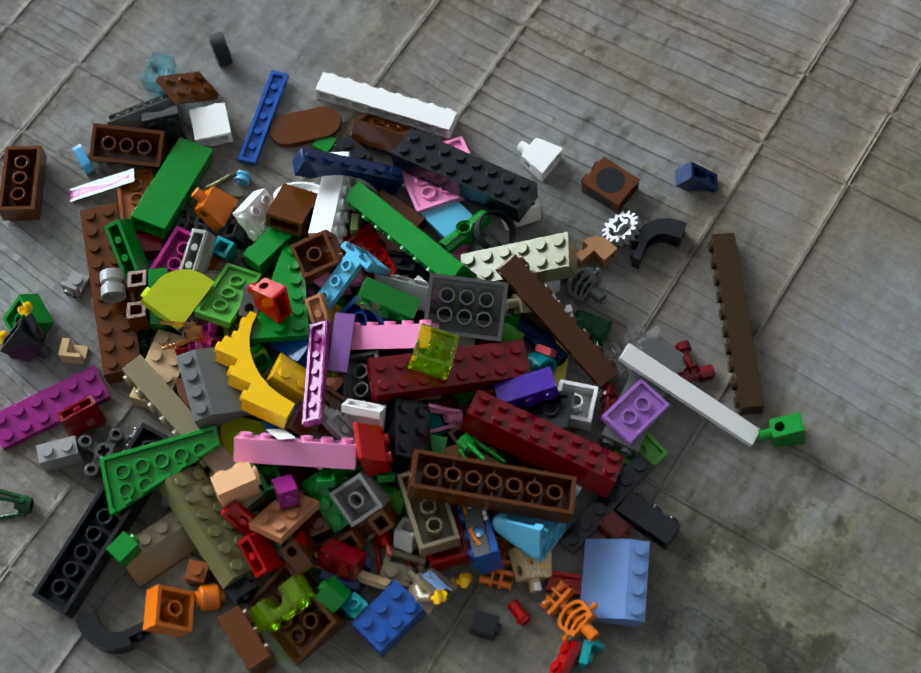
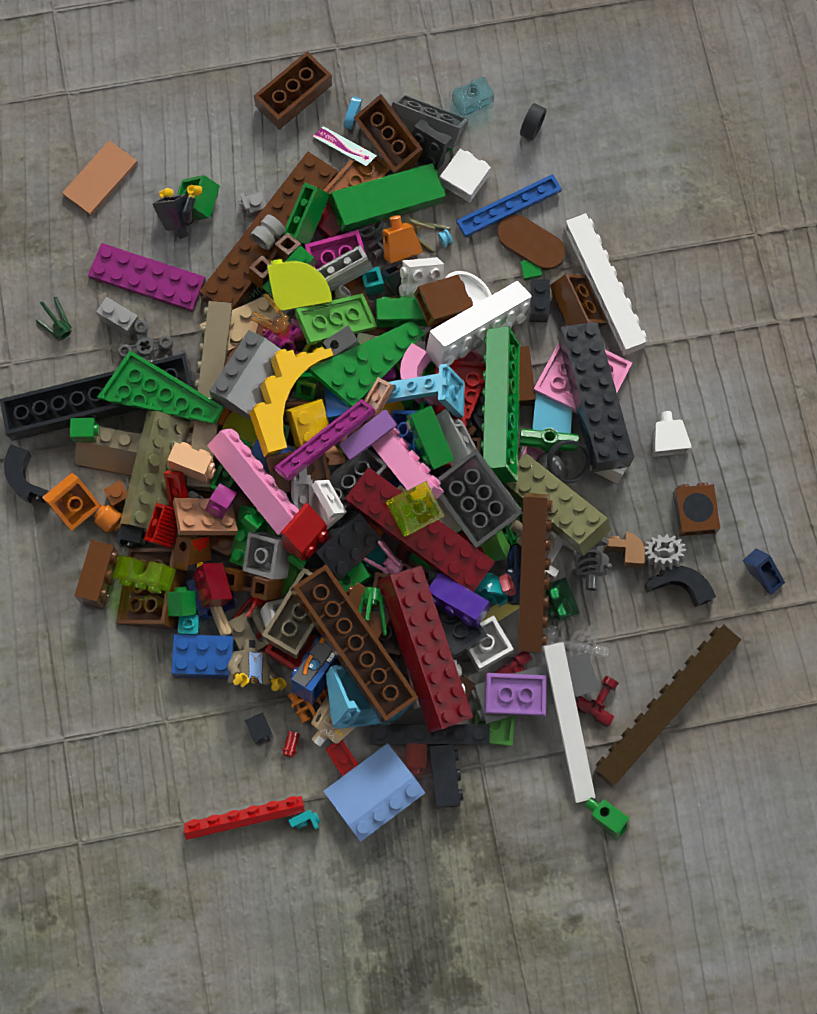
camera: 40 degrees right, 10 degrees up
(72, 353) = (200, 253): tan panel -> none
(81, 416) = (157, 306): dark red brick -> none
(187, 88) = (477, 129): reddish brown plate -> none
(271, 299) = (350, 349): red torso -> none
(280, 434) = (255, 459): white sticker -> none
(317, 163) = (495, 285): dark blue arch -> none
(317, 254) = (419, 353): reddish brown slope -> none
(355, 224) = (478, 356): yellowish green tile -> none
(576, 623) = (314, 792): orange torso -> none

